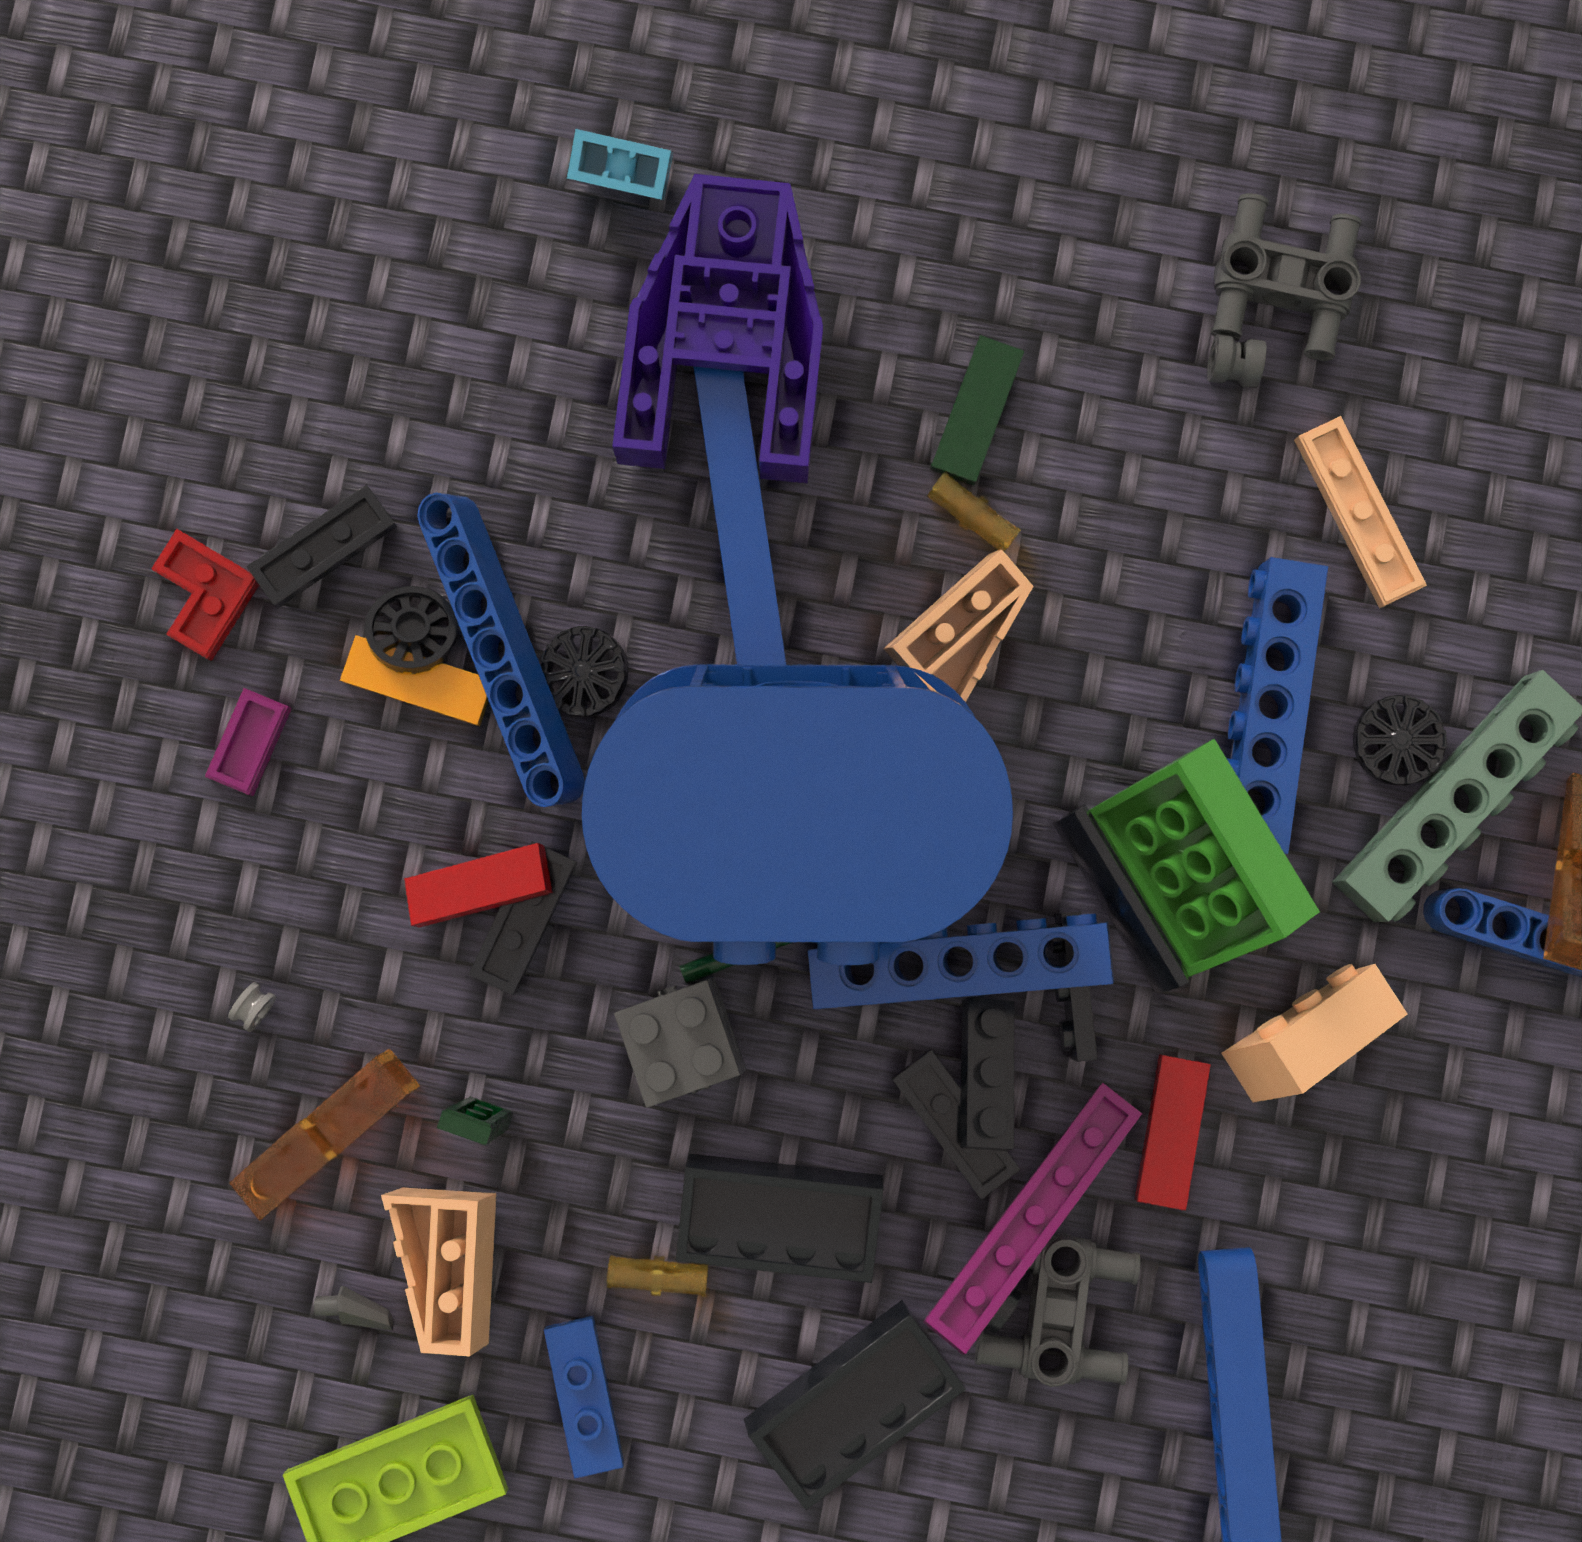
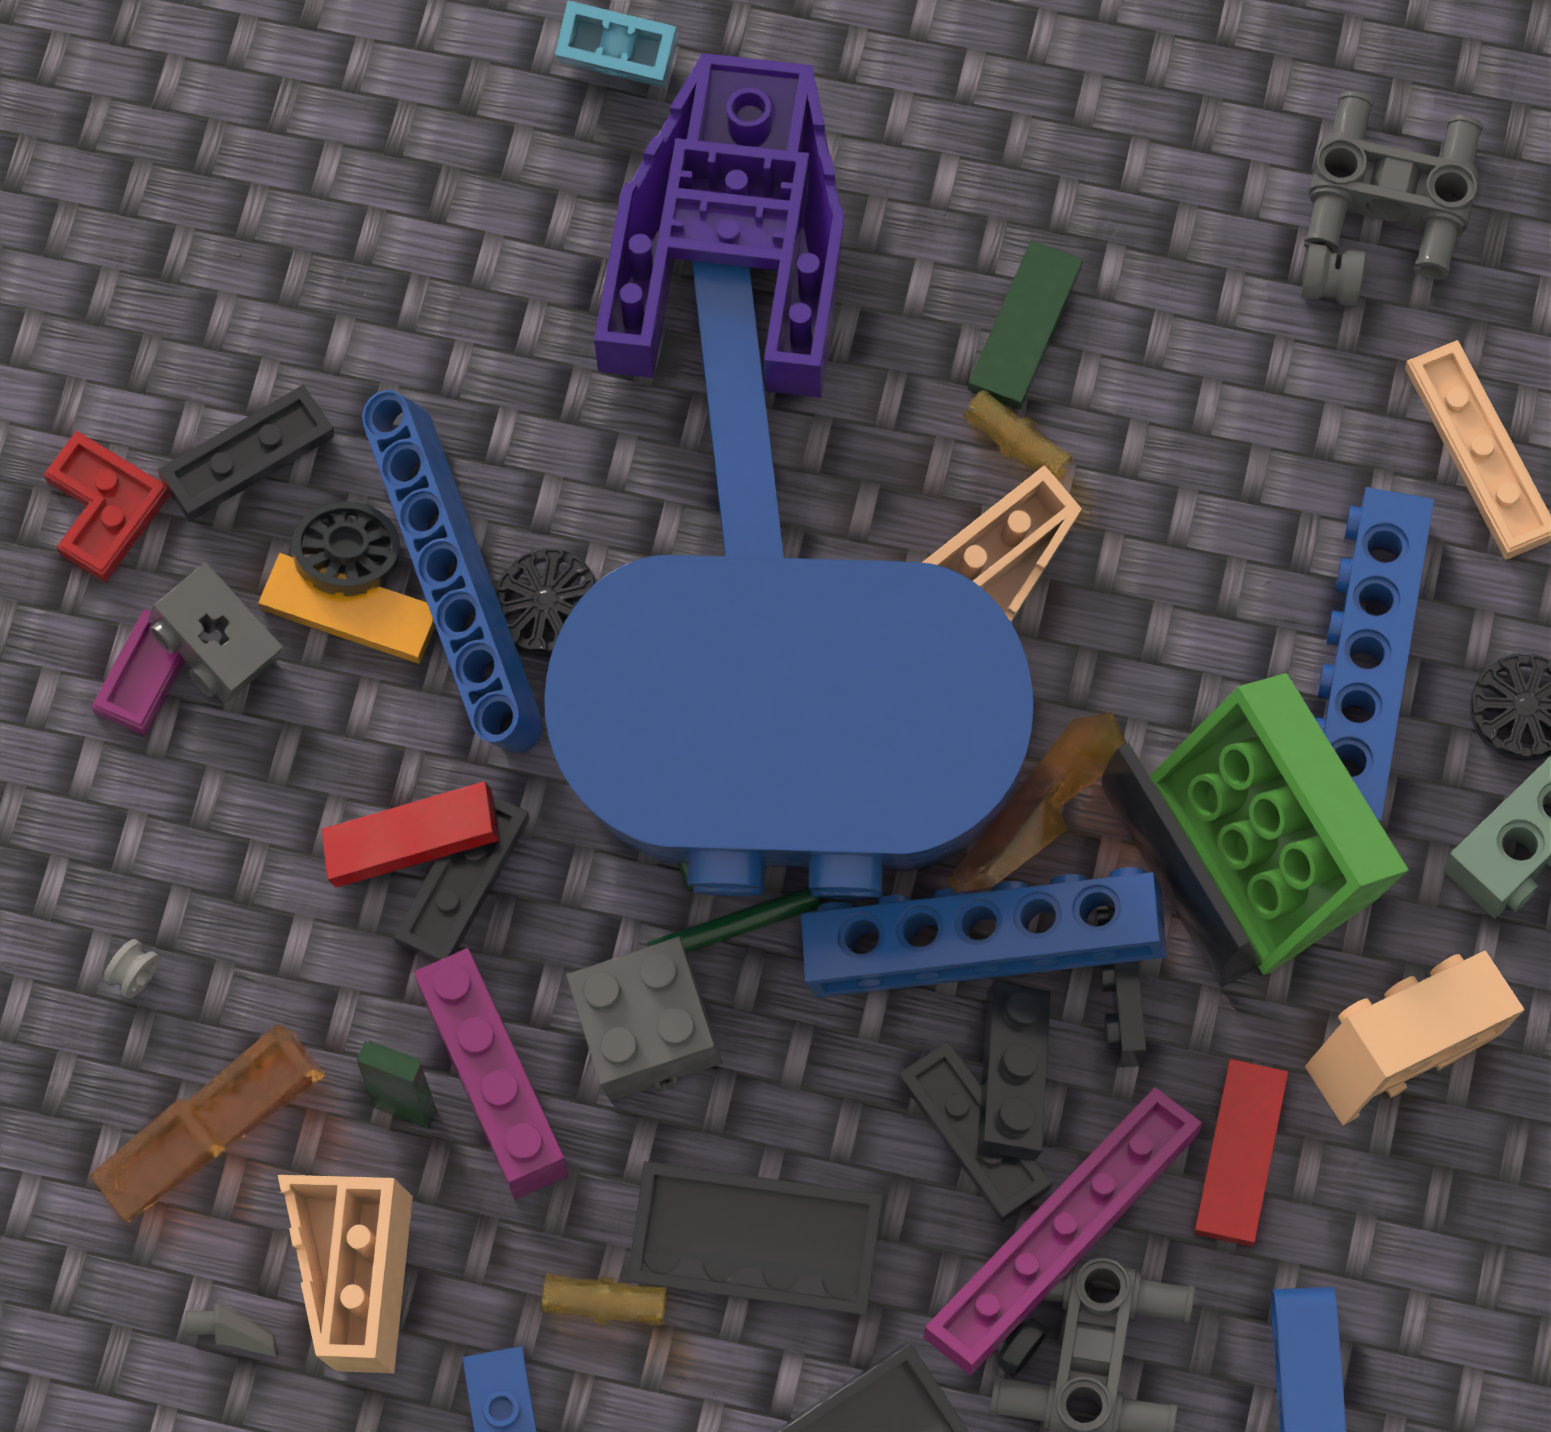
camera: 10 degrees right, 15 degrees down
(292, 685) = (209, 605): none -> dark grey brick
(555, 1092) = (491, 1074): none -> magenta brick
(1038, 802) = (1032, 814): none -> clear orange slope

